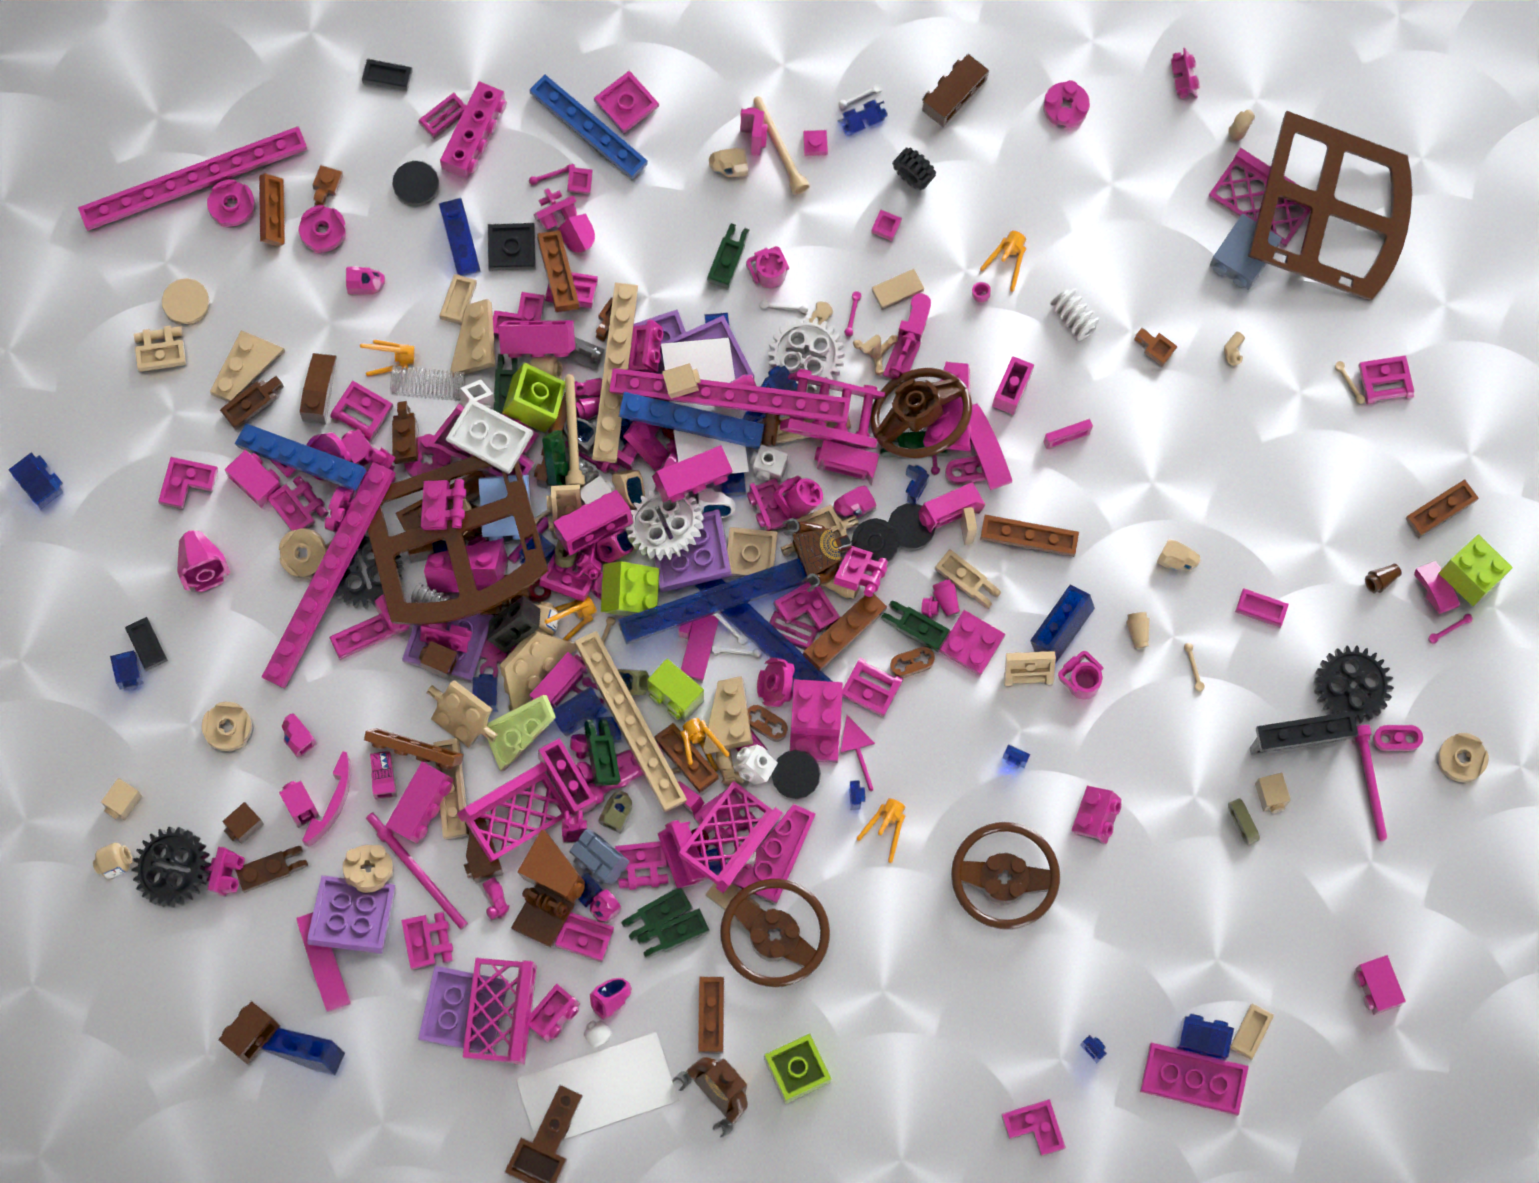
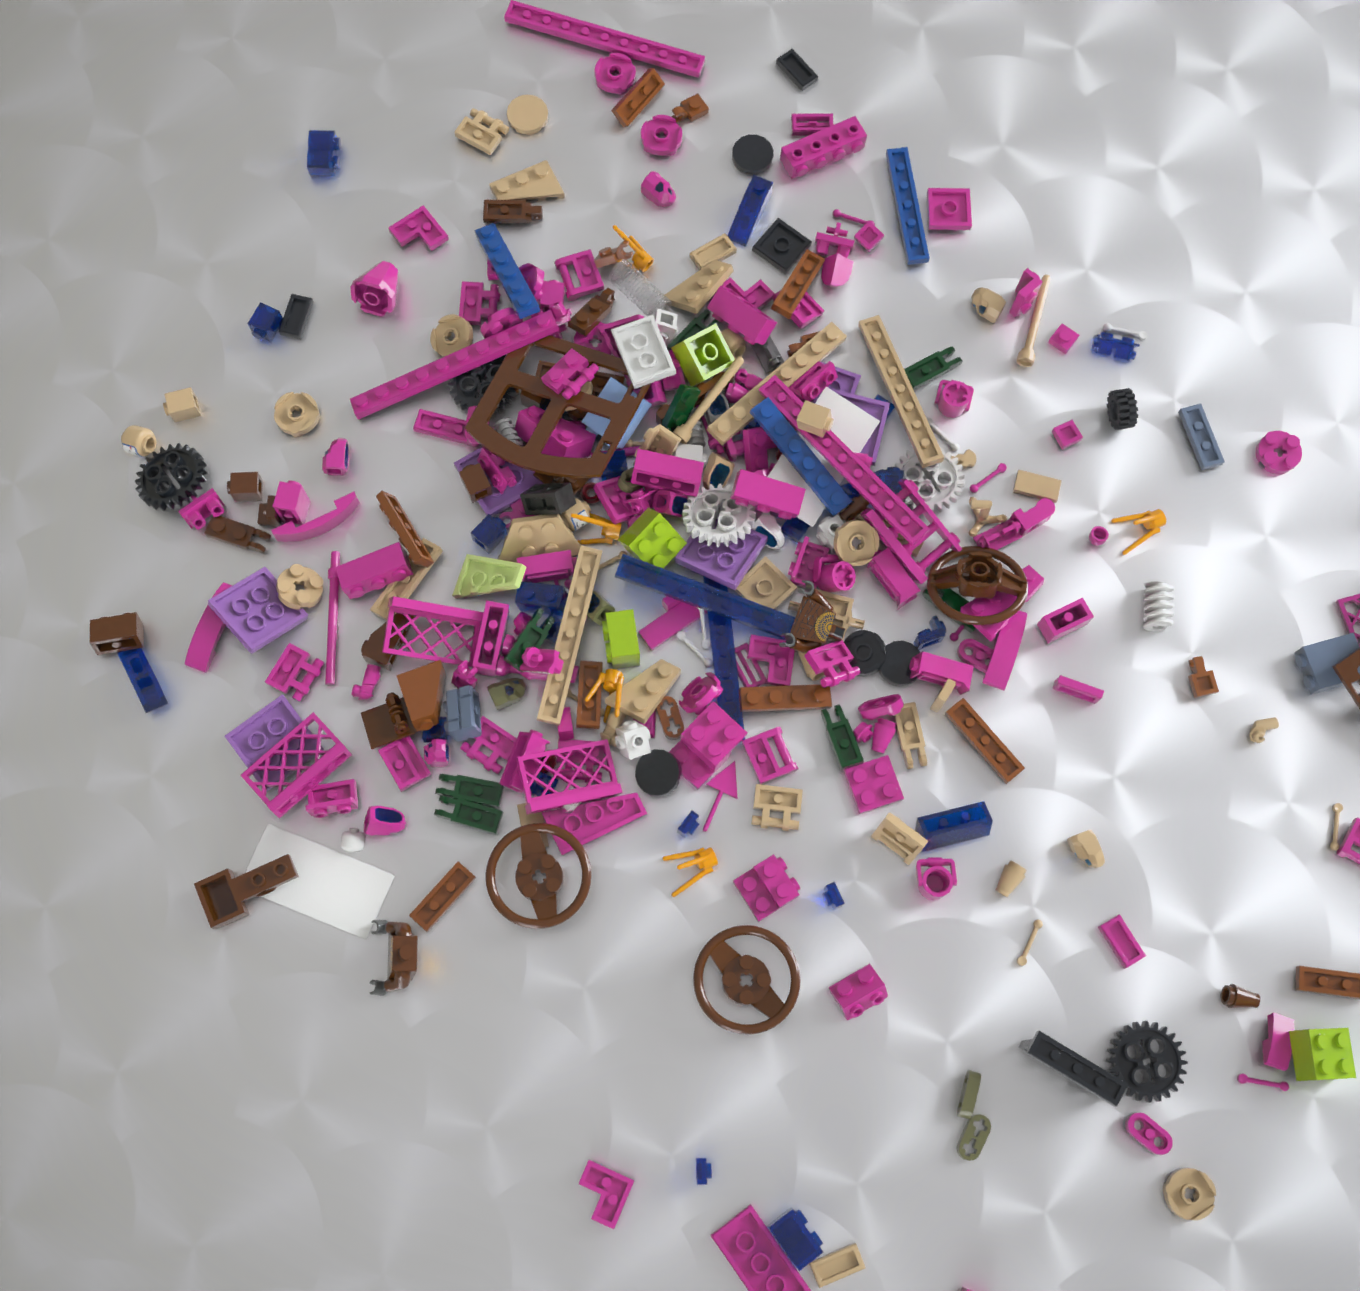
camera: 40 degrees right, 0 degrees up
(252, 477) = (464, 261): dark pink brick -> none
(283, 828) = (267, 515): none -> reddish brown bracket
(318, 388) = (562, 237): reddish brown slope -> none
(377, 372) = (610, 256): none -> dark orange plate
(382, 775) = (369, 532): dark pink leg -> none
(461, 714) = (458, 533): tan plate -> none
(630, 761) = (541, 661): none -> dark pink hips
(722, 297) = (901, 391): none -> tan plate
(784, 458) = (843, 542): none -> tan plate
(797, 1068) = (466, 991): lime brick -> none
(856, 502) = (872, 611): dark pink rock -> none
(909, 716) = (780, 800): none -> tan plate
(911, 656) = (819, 757): dark orange beam -> none
(927, 574) = (881, 706): none -> dark pink plate
(954, 89) = (1201, 378): reddish brown brick -> none
(958, 793) = (767, 887): none -> dark pink plate
(995, 140) = (1201, 436): none -> sand blue plate
(1273, 792) = (1011, 1092): tan brick -> none
(1279, 850) = (979, 1139): none -> olive beam
(1364, 736) = (1123, 1107): dark pink piece -> none

